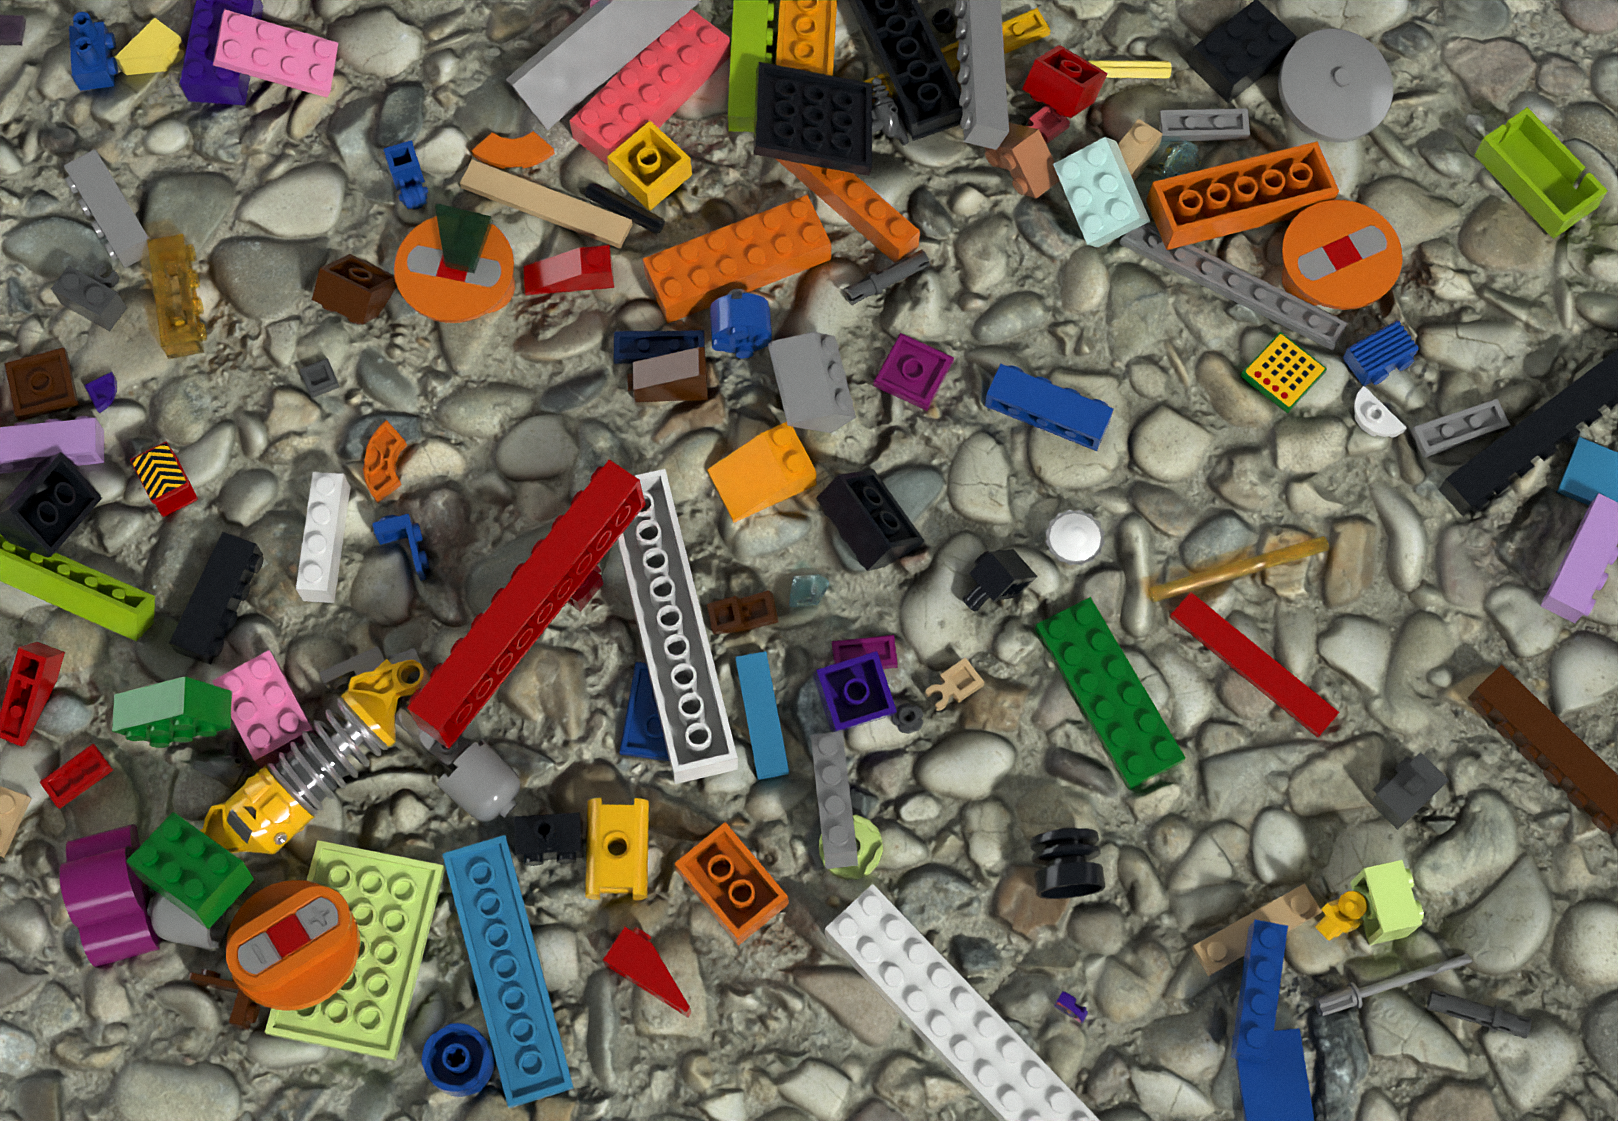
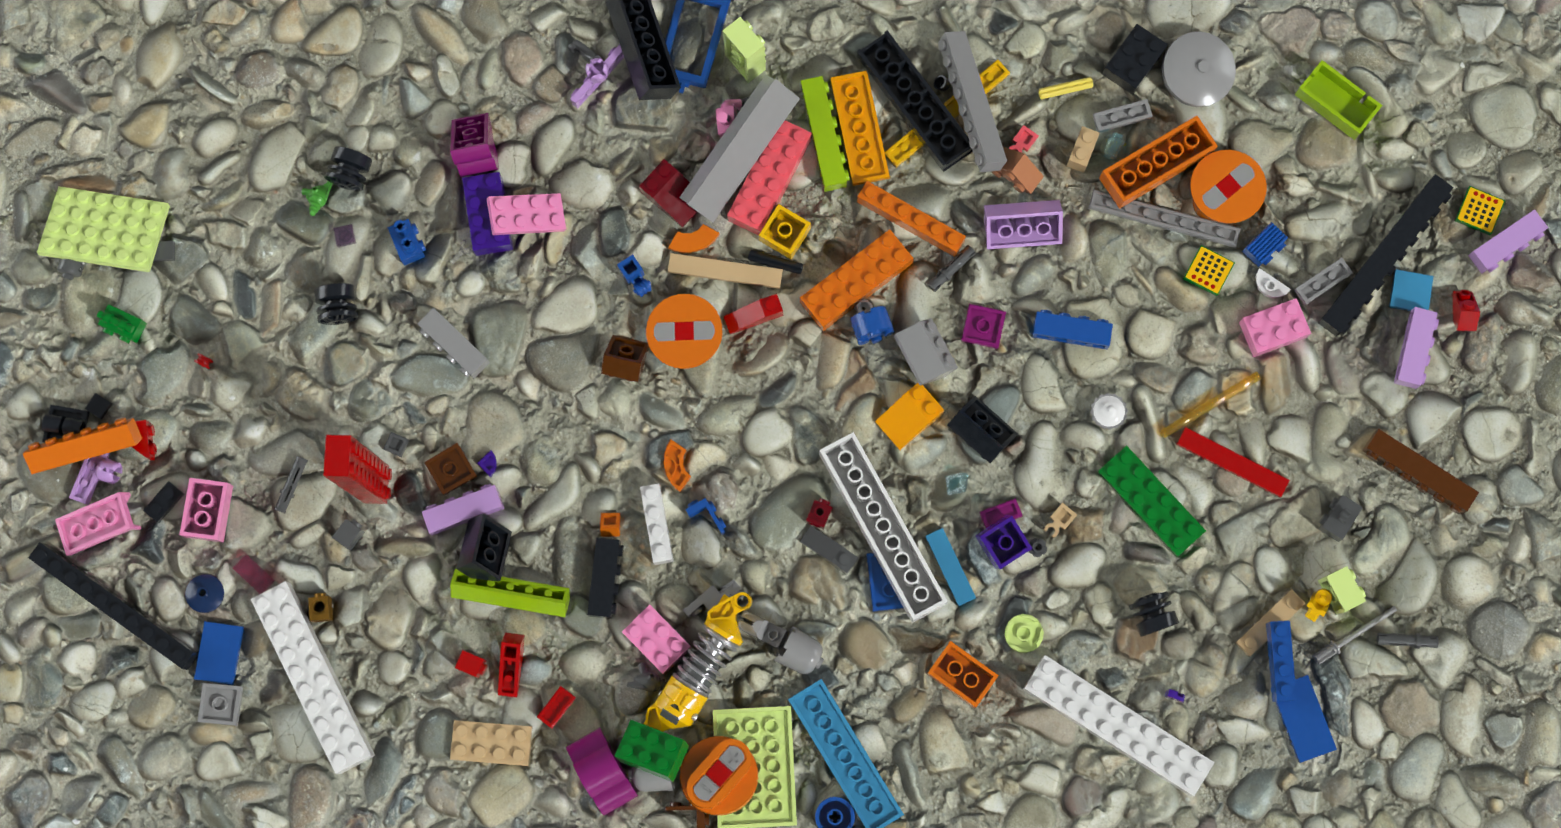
camera: 10 degrees left, 10 degrees up
(91, 296) = (462, 405): dark grey brick -> none
(151, 50) = (444, 228): light yellow slope -> none
(164, 479) = (548, 512): piece -> none
(168, 254) = (502, 363): clear yellow brick -> none
(172, 711) = (606, 658): green brick -> none
(254, 523) = (610, 524): none -> orange slope
(319, 378) = (620, 421): dark grey tile -> none
(462, 236) = (684, 311): clear green wing -> none
(485, 67) = (664, 190): none -> dark red slope
(527, 604) = (801, 540): red brick -> none
(549, 838) = (847, 674): black brick -> none
(583, 647) = (829, 550): none -> dark grey slope
(623, 872) = (885, 684): yellow piece -> none
(640, 963) = (925, 735): red slope -> none
(642, 345) = (824, 349): dark blue plate -> none
(670, 377) = (837, 369): reddish brown slope -> none
(742, 614) = (921, 507): reddish brown slope -> none
(813, 119) = (881, 178): black plate -> none
(834, 800) = (1008, 610): light grey brick -> none
(886, 114) = (921, 159): dark grey piece -> none
(998, 577) = (1070, 449): black brick -> none
(1013, 240) = (1023, 224): none -> lavender slope
(1064, 81) = (1030, 111): red brick -> none
(1101, 192) = (1072, 183): light aqua brick -> none
(1368, 476) = (1275, 327): none -> bright pink brick

